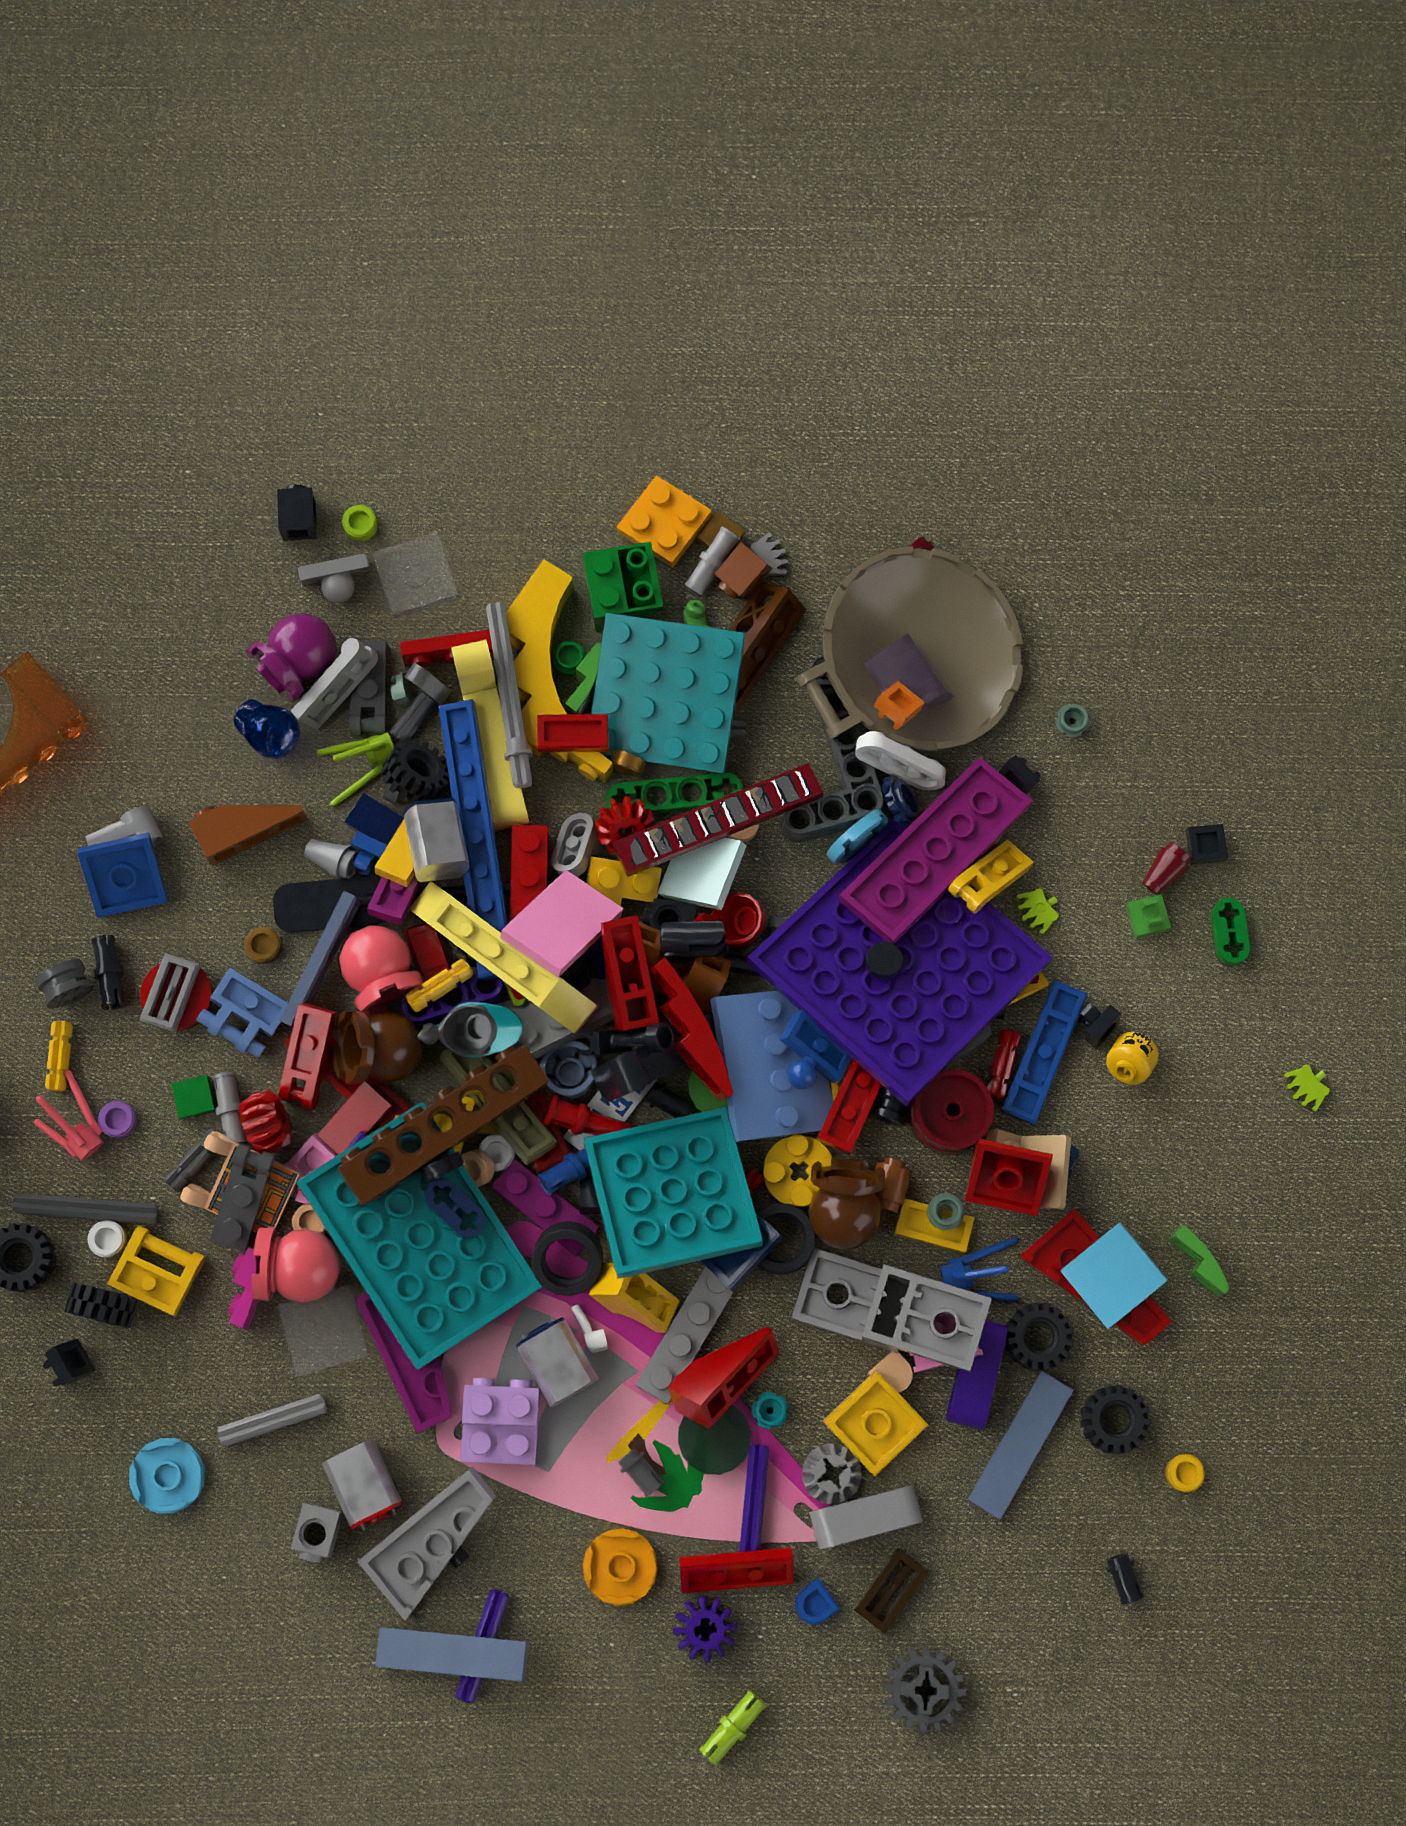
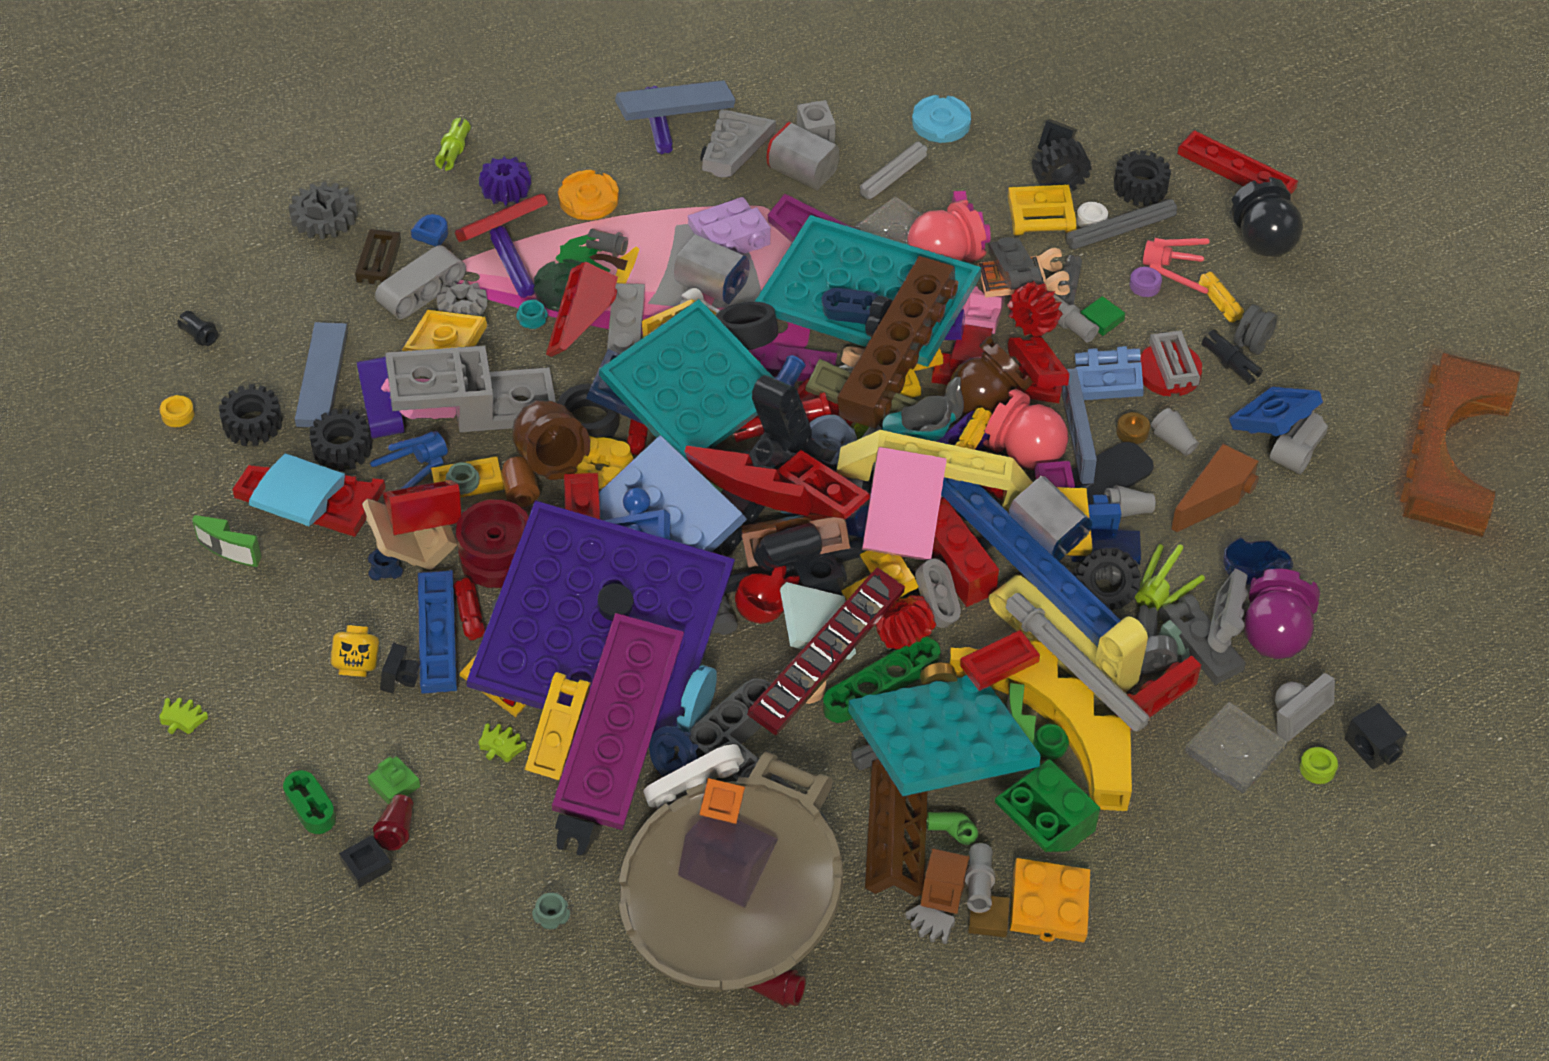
camera: 155 degrees right, 25 degrees down
(231, 916) = (1174, 431): none -> light grey cone

